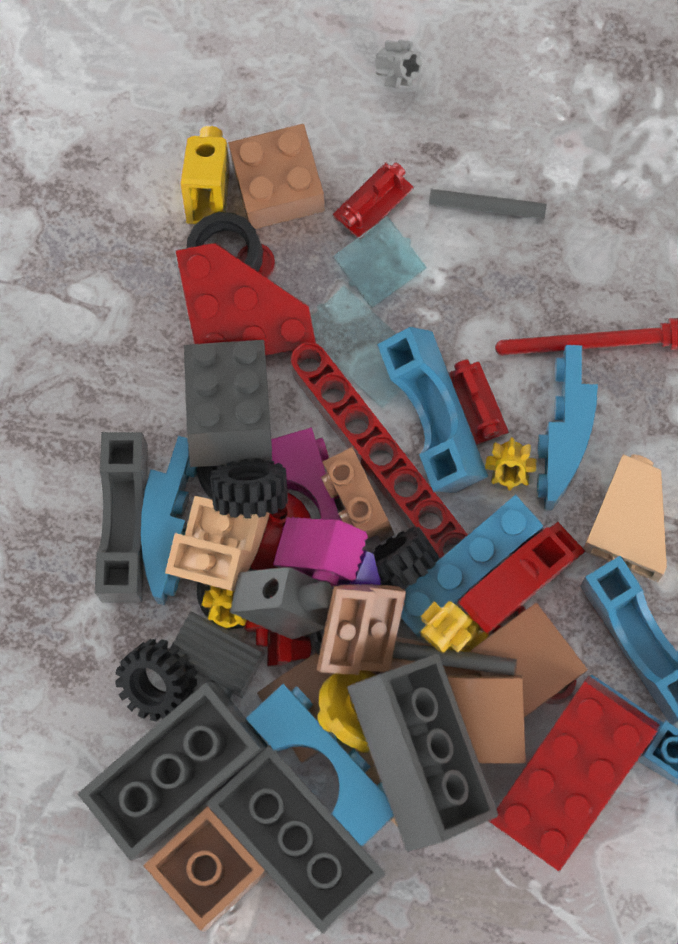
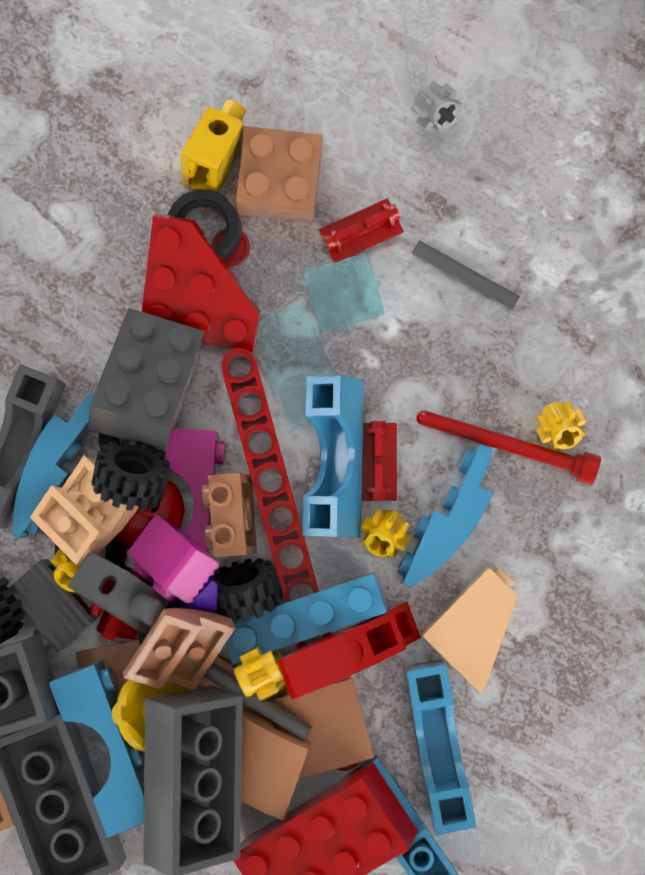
camera: 10 degrees right, 10 degrees up
(635, 302) = (561, 425): none -> yellow gear

